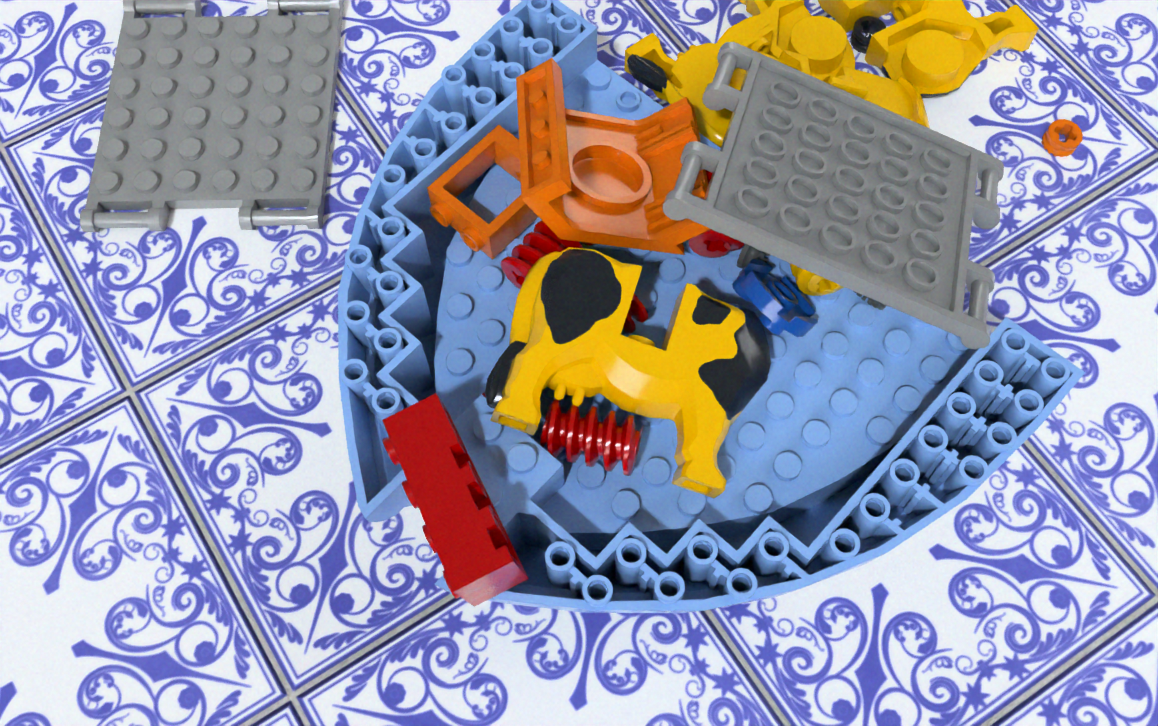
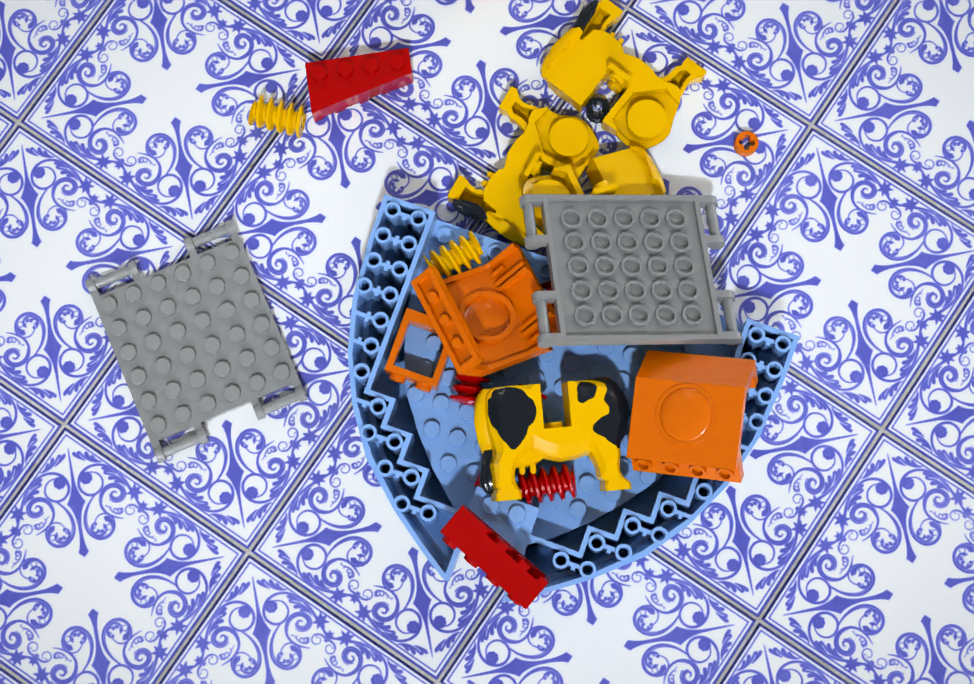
camera: 20 degrees left, 15 degrees up
(602, 93) = (456, 255): none -> yellow piece
(779, 301) = (617, 361): blue plate -> none
(865, 418) = (690, 415): none -> orange panel

